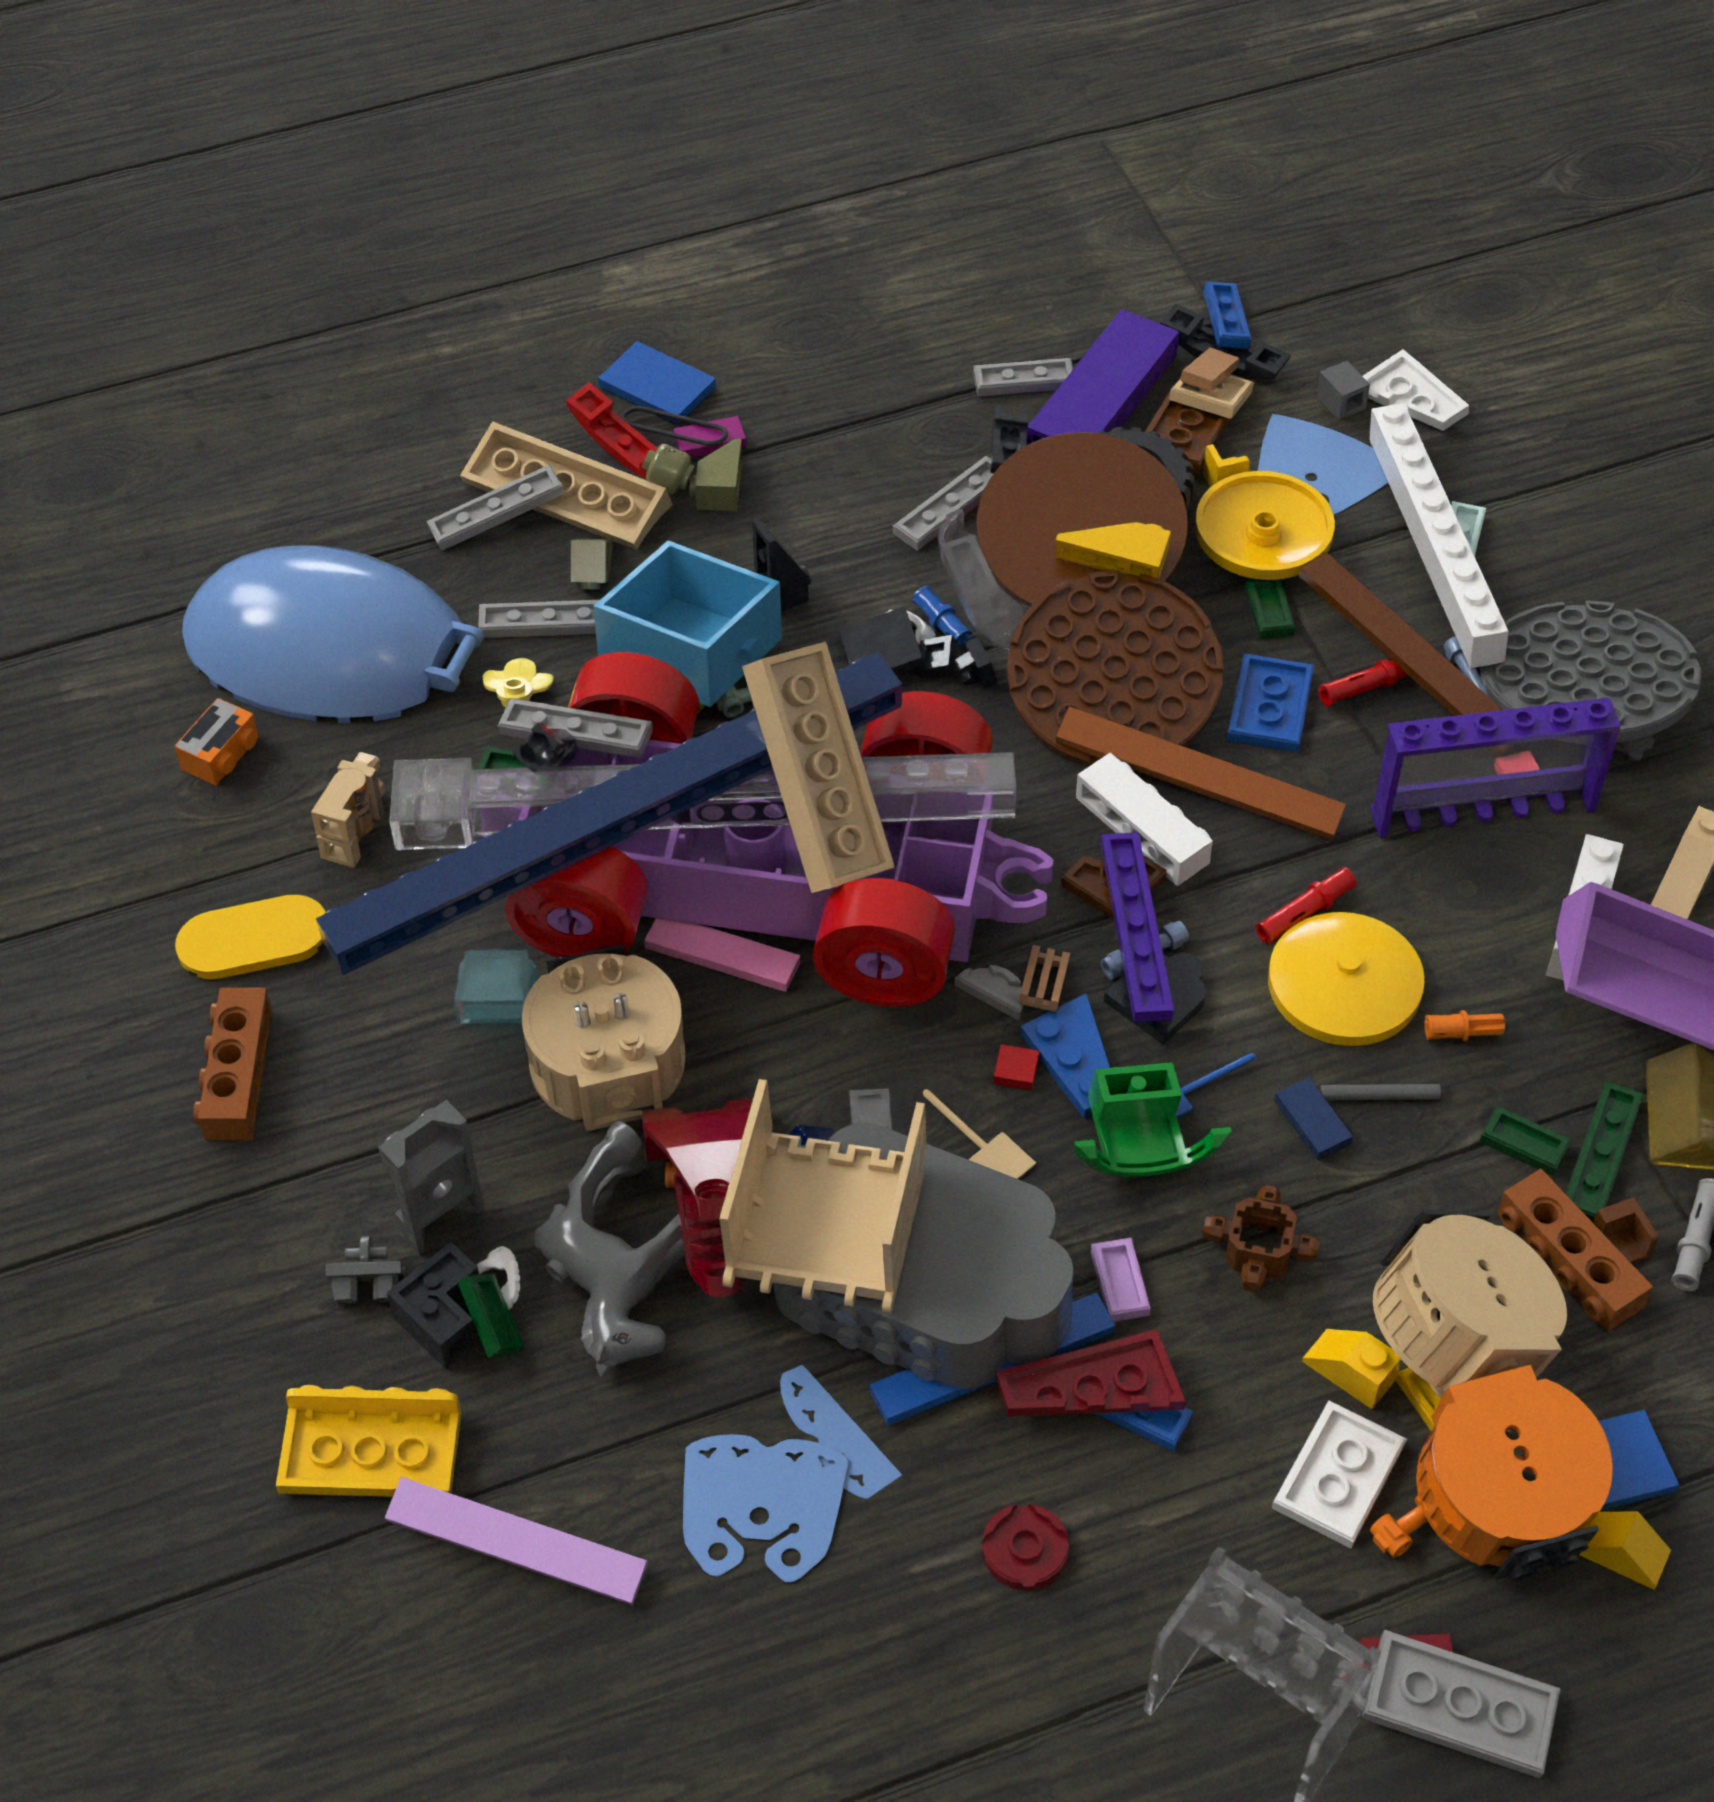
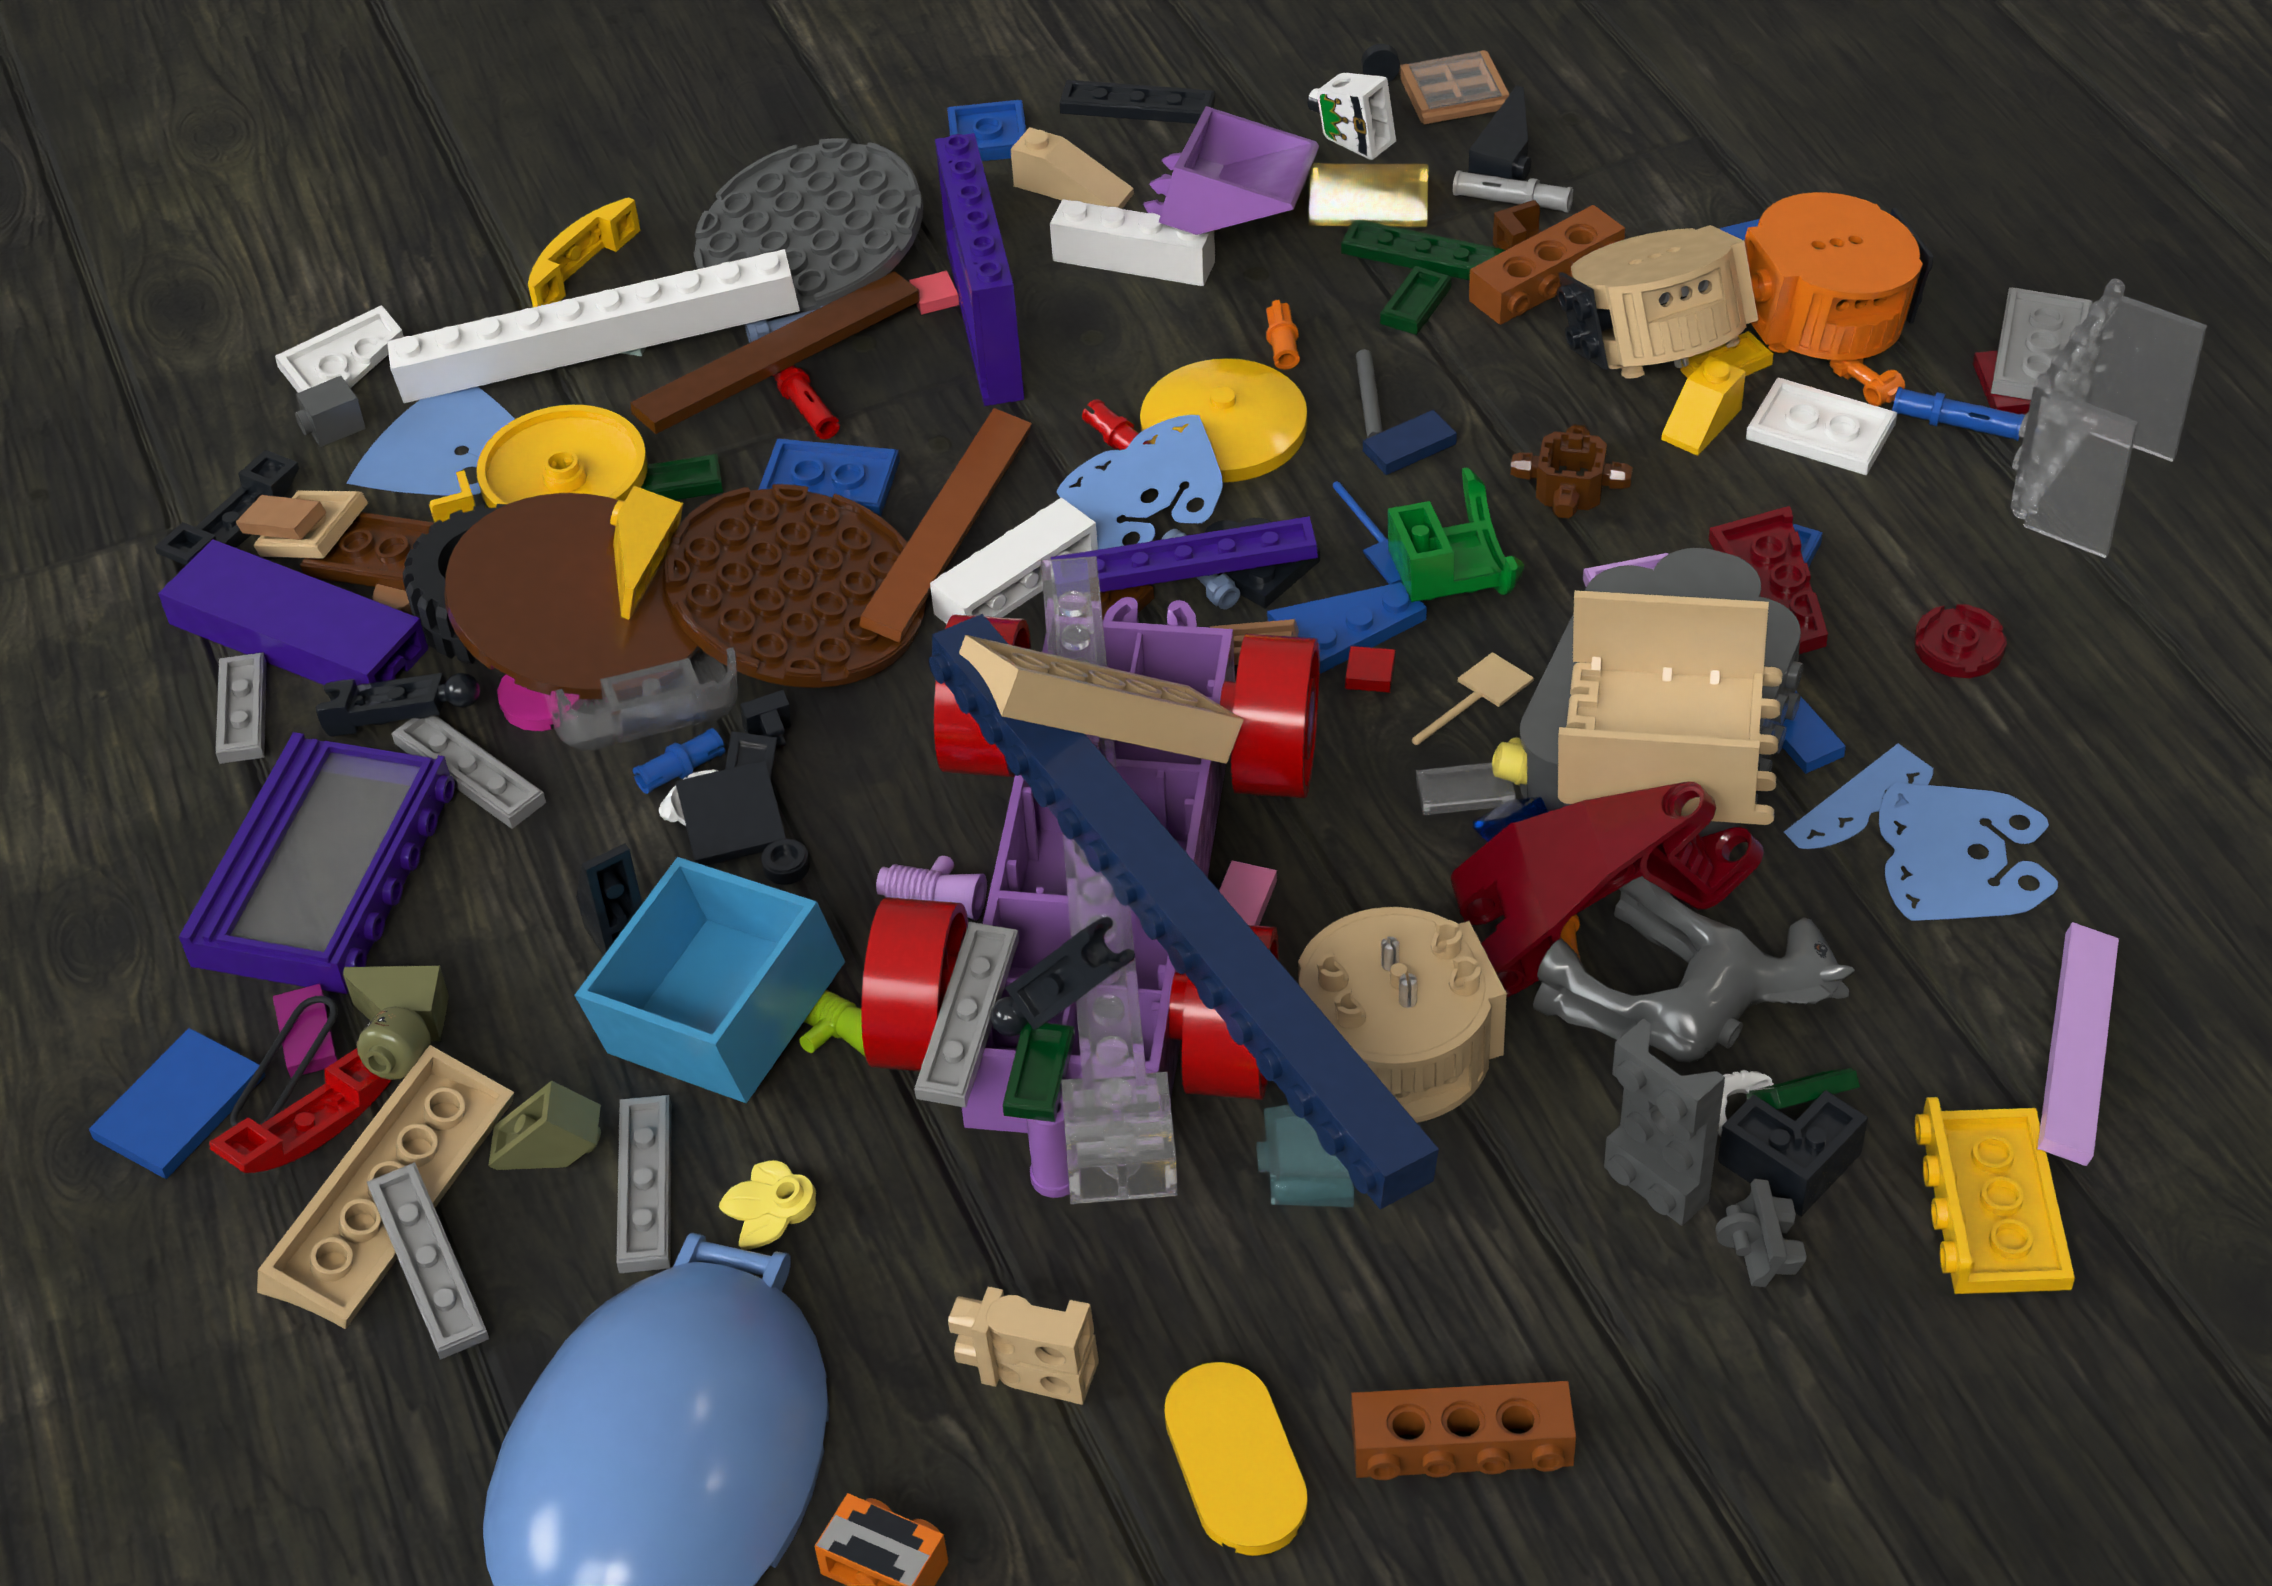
camera: 90 degrees left, 5 degrees down
(859, 426) = (317, 863): none -> window
(1227, 315) = (169, 511): blue tile -> none
(1260, 908) = (1141, 467): none -> medium blue piece
(1356, 1582) = (1957, 413): none -> blue pin
(1552, 518) = (605, 227): none -> yellow slope

